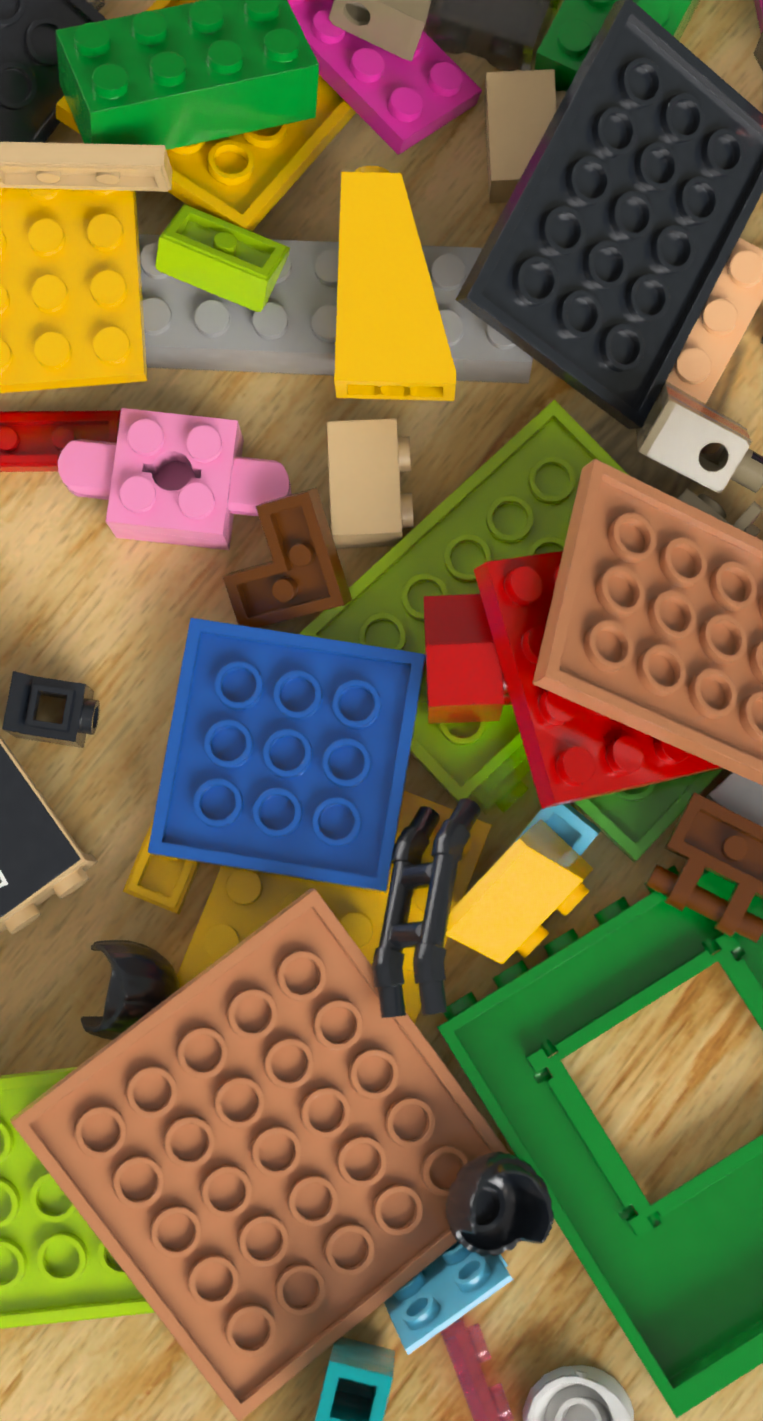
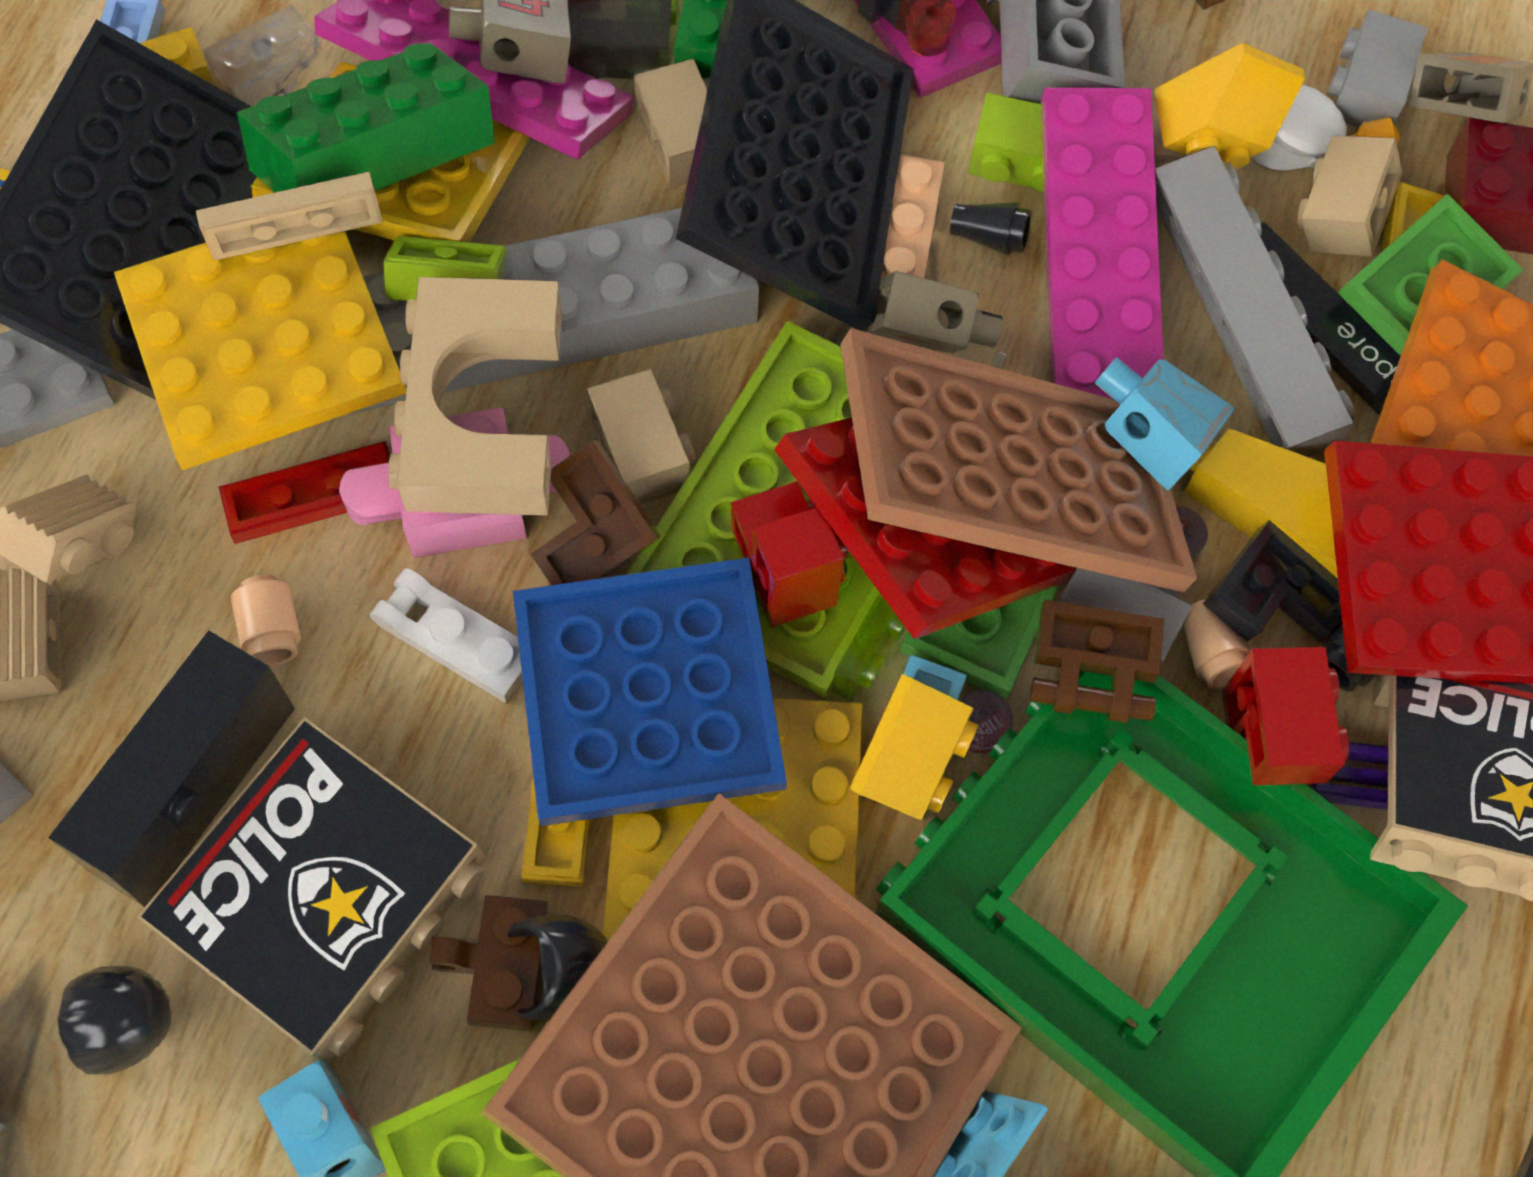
camera: 30 degrees left, 15 degrees down
(79, 716) = (399, 746): black window -> none
(80, 974) = (501, 966): none -> reddish brown plate
(128, 631) = (452, 635): none -> white plate
(204, 331) = (452, 329): none -> tan arch
(386, 304) = (614, 266): yellow slope -> none
(425, 935) = (843, 799): black piece -> none
(498, 1204) = (1005, 1045): black hair -> none
(609, 878) = (991, 715): none -> tile

